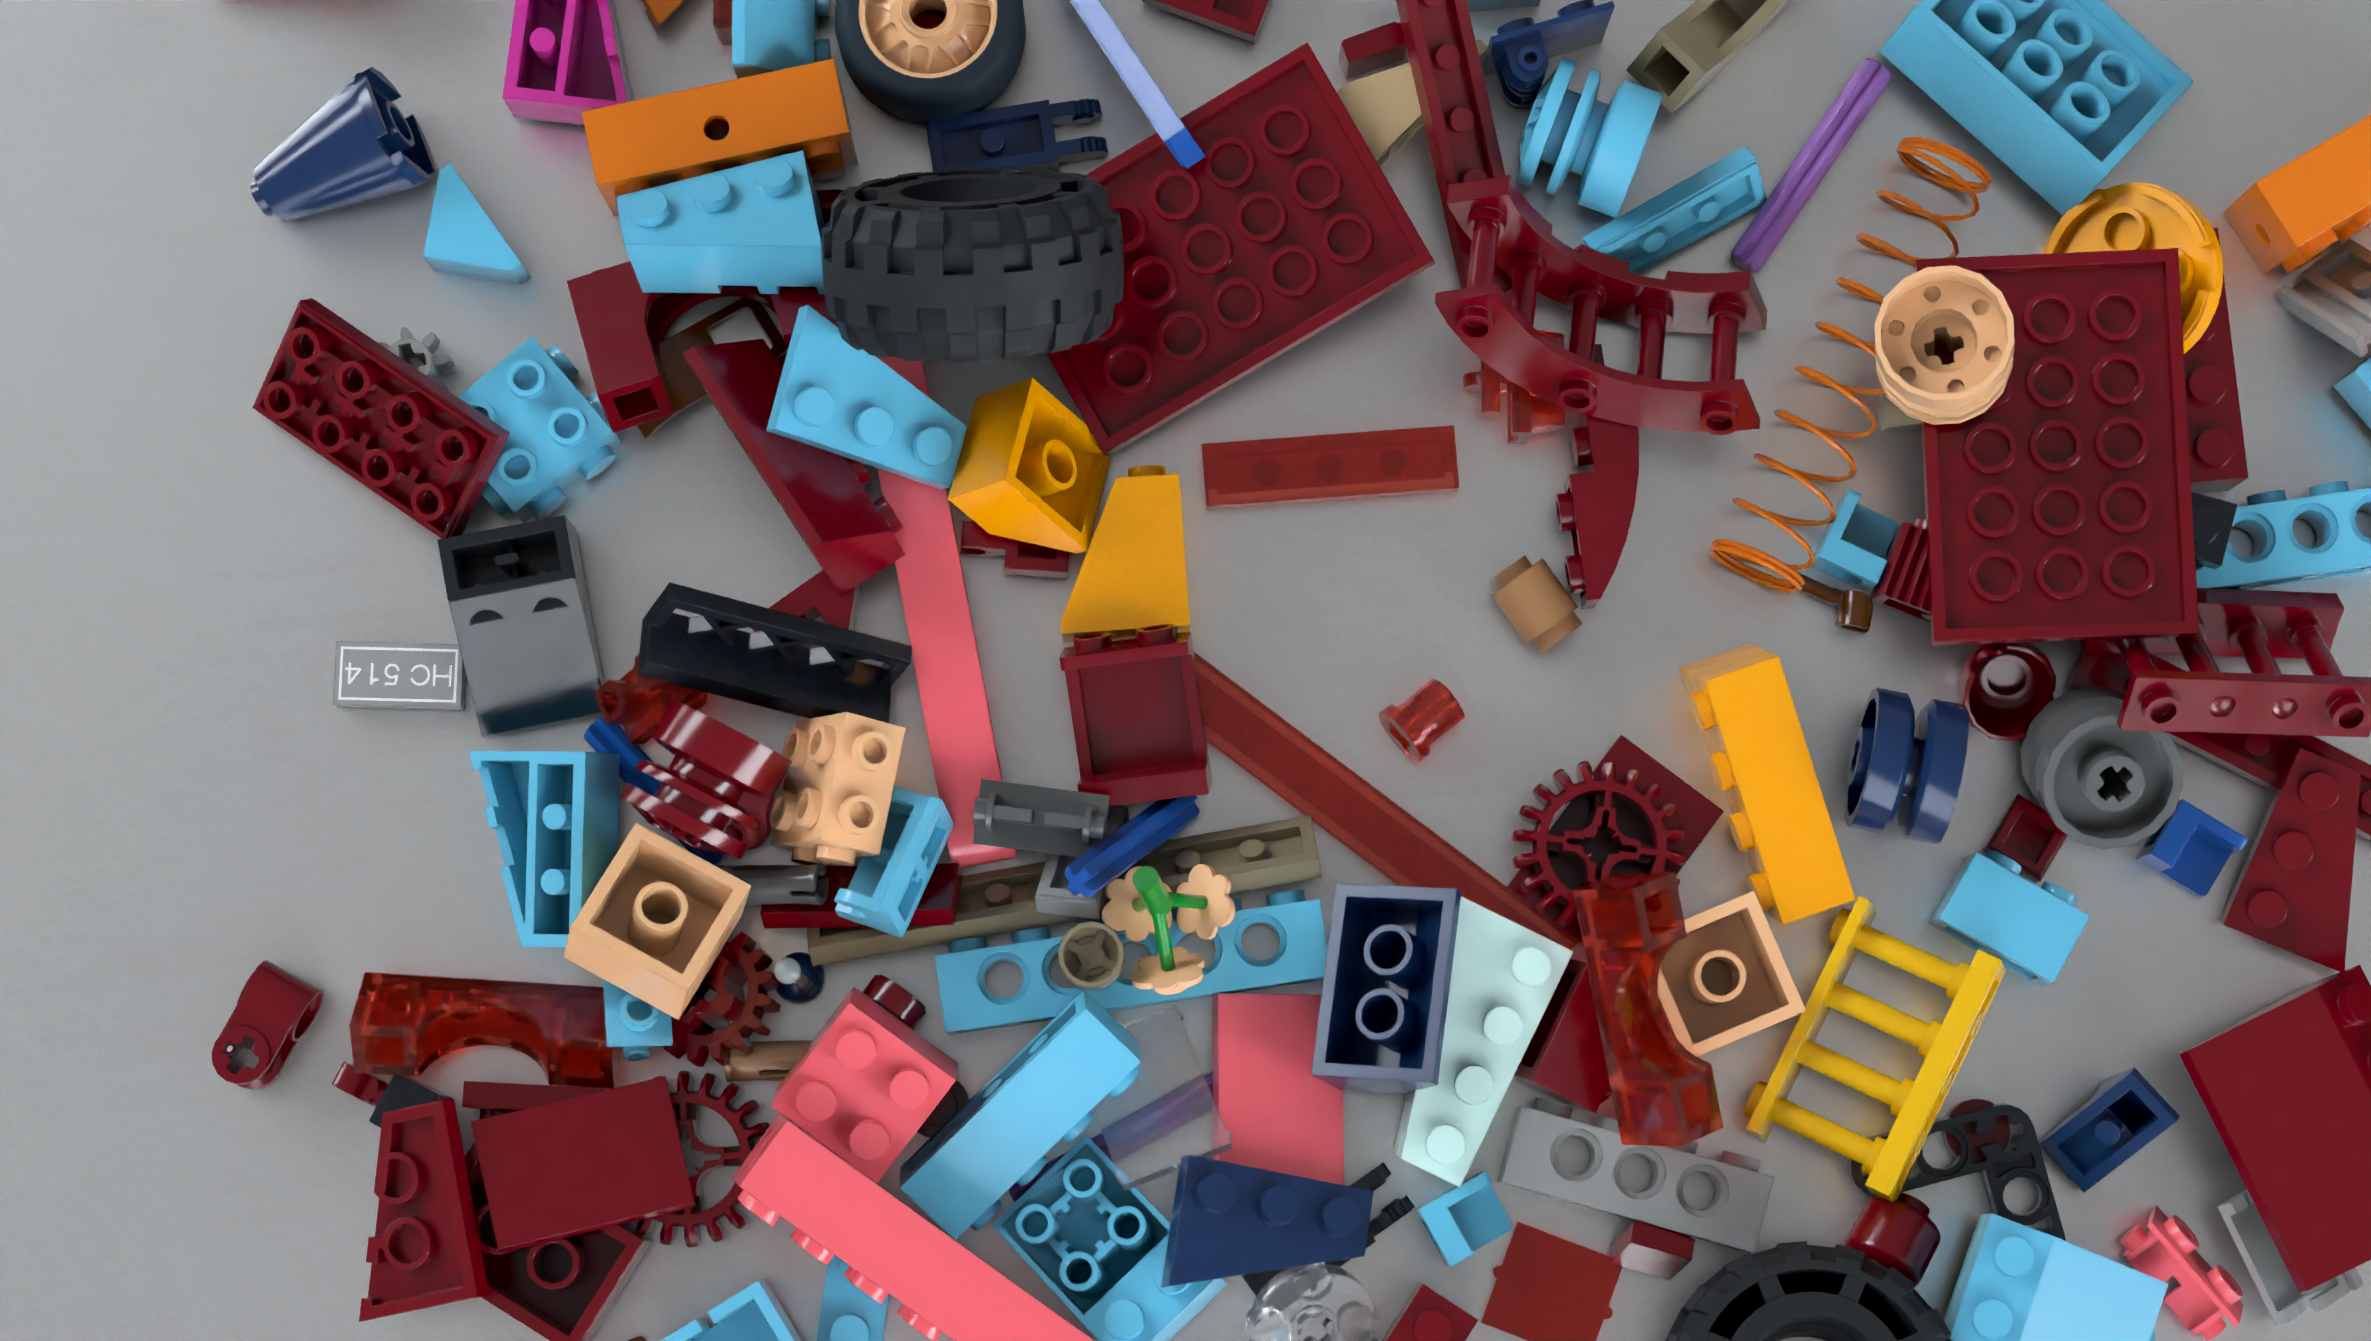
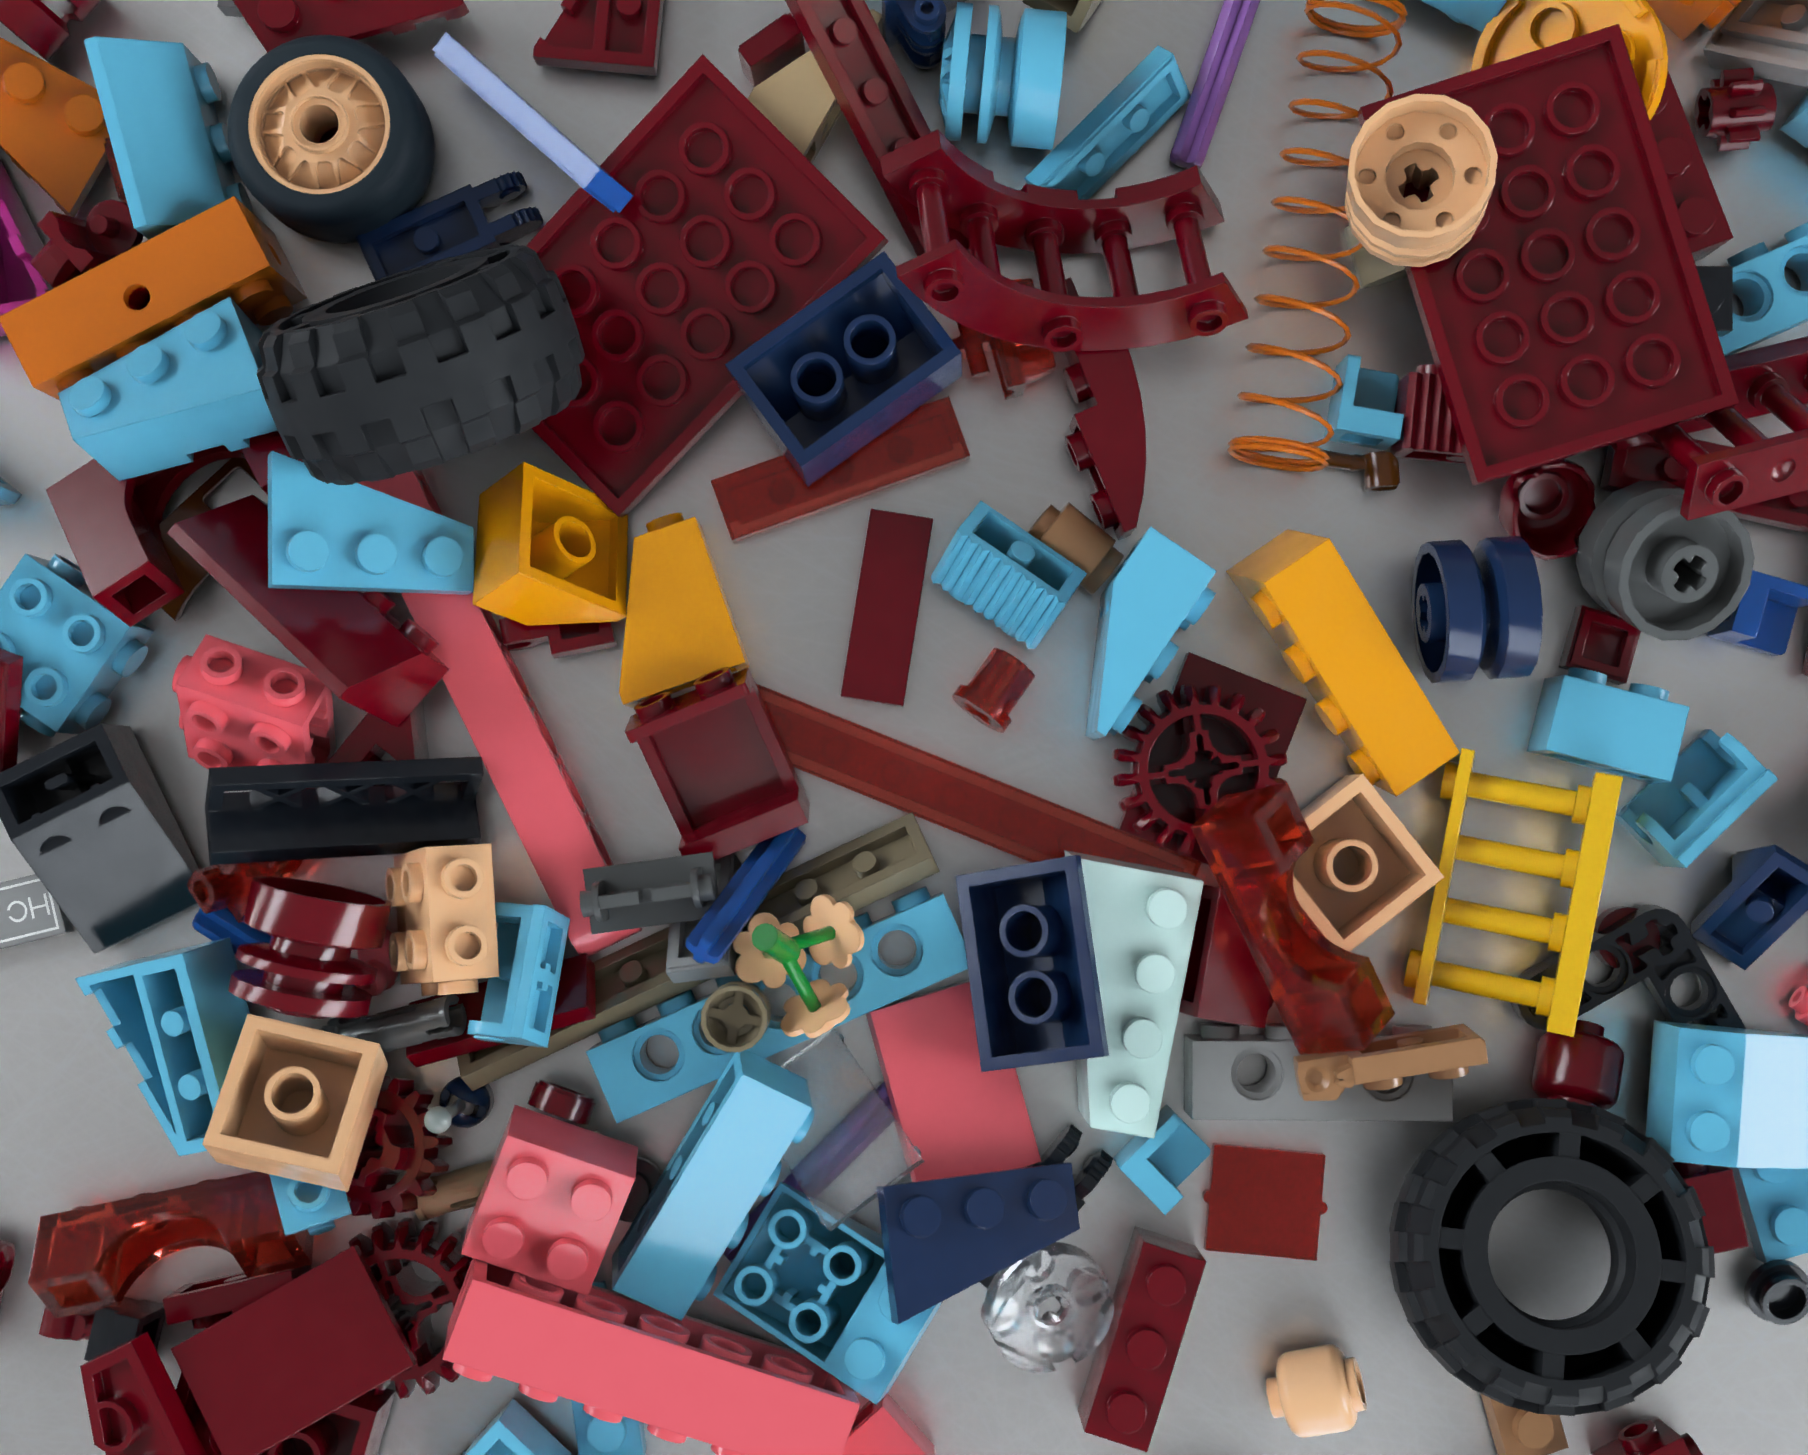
camera: 15 degrees left, 5 degrees up
(676, 63) = (82, 244): none -> dark red hips
(708, 538) = (251, 708): none -> coral brick
(1338, 612) = (886, 607): none -> dark red tile
(1362, 373) = (846, 368): none -> dark blue slope
(1464, 611) = (1007, 575): none -> medium azure brick
(1589, 671) = (1139, 613): none -> medium azure slope
(1652, 1250) = (1351, 1140): dark red tile -> none
(1700, 1171) = (1387, 1059): none -> medium nougat hinge
(2077, 1010) = (1708, 792): none -> medium azure hinge
(2290, 356) = (1735, 109): none -> dark red gear

